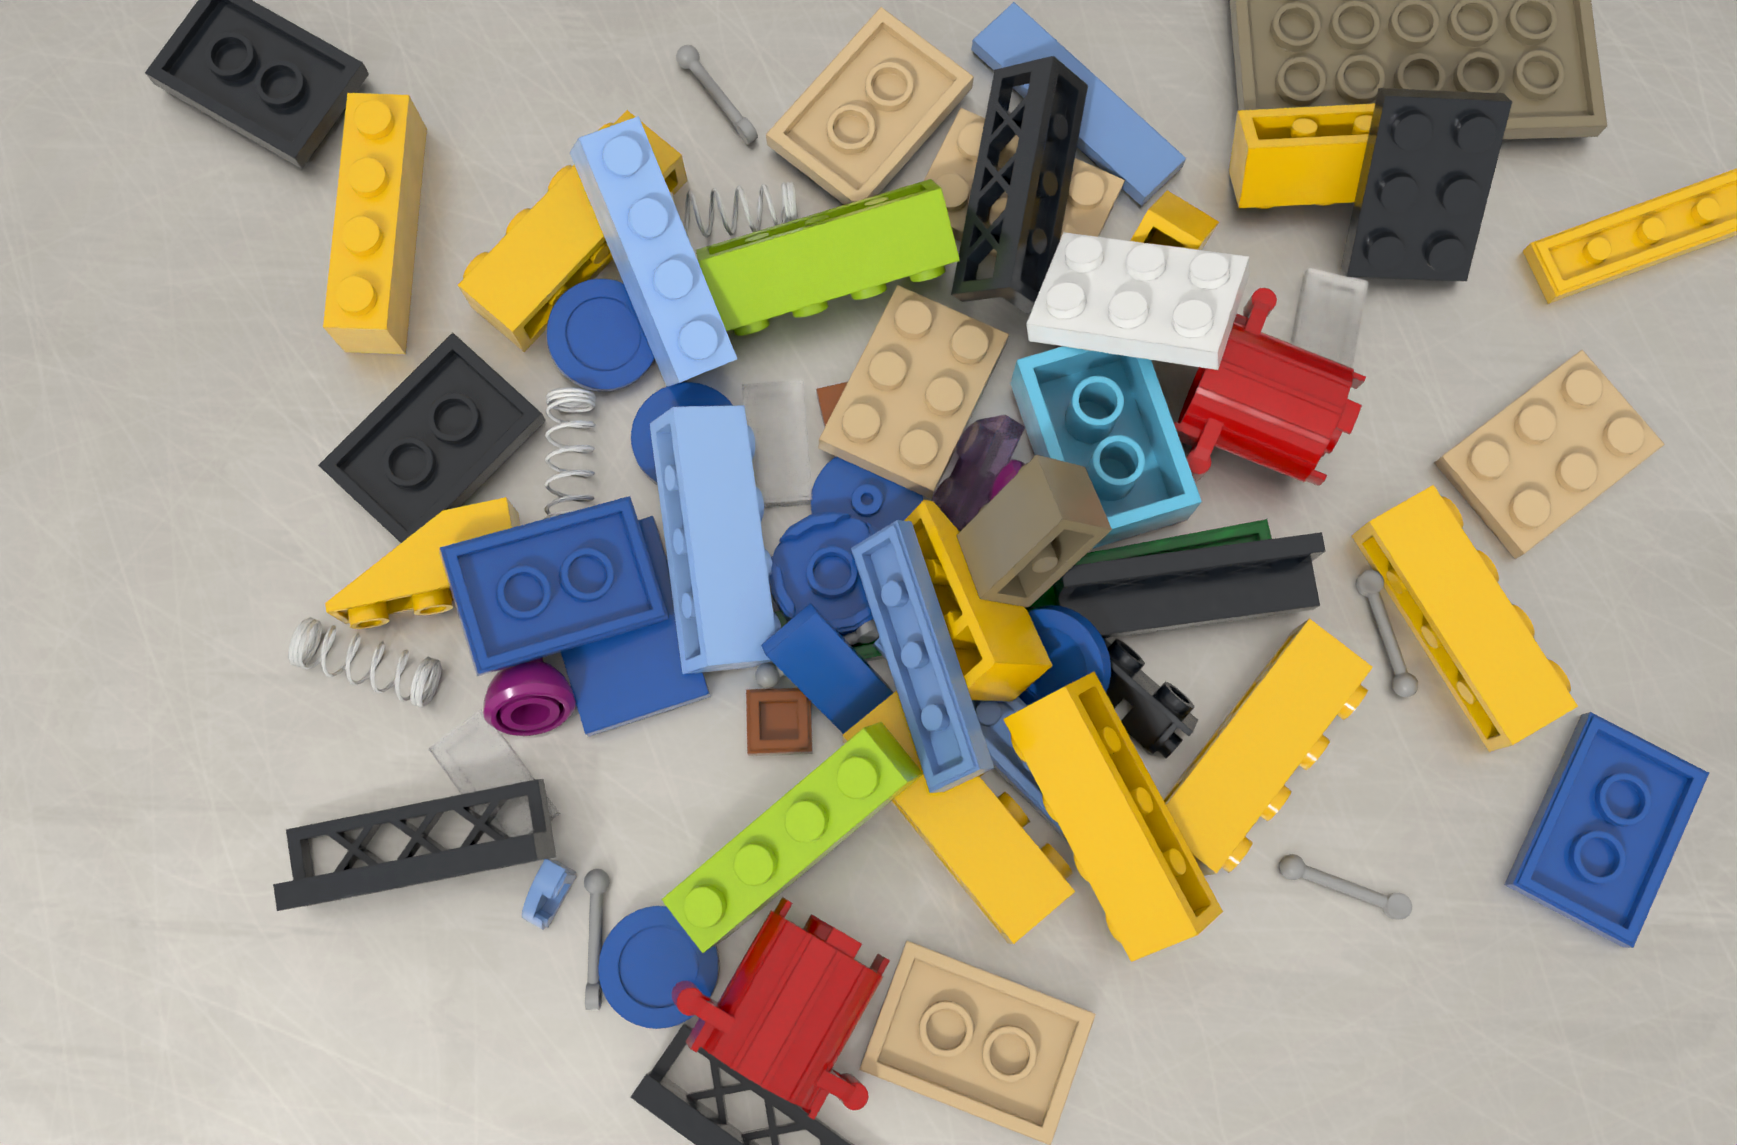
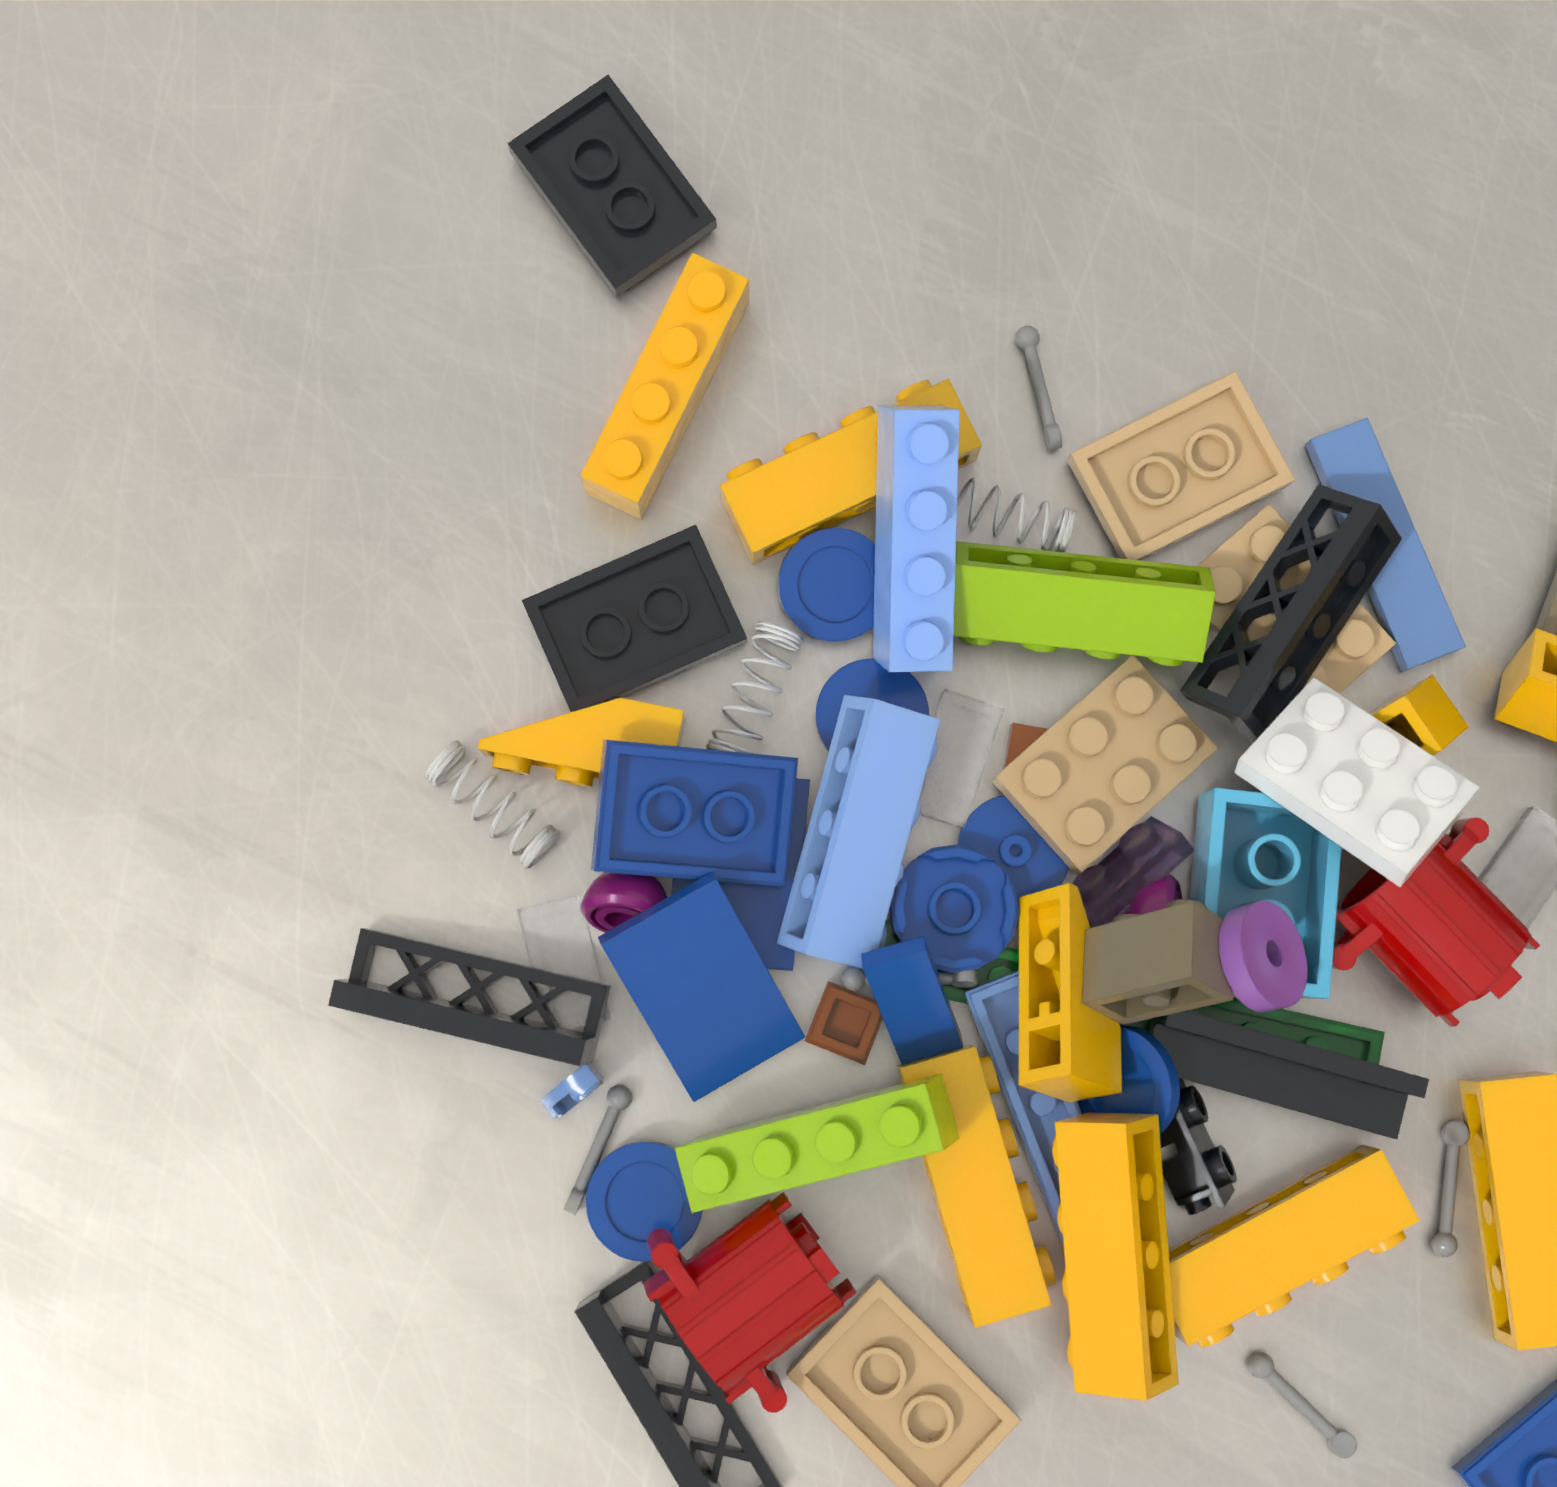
camera: 20 degrees right, 5 degrees up
(627, 742) = (701, 986): none -> blue tile
(921, 657) = (1004, 1031): medium blue tile -> none
(1123, 483) = (1263, 956): none -> medium lavender piece

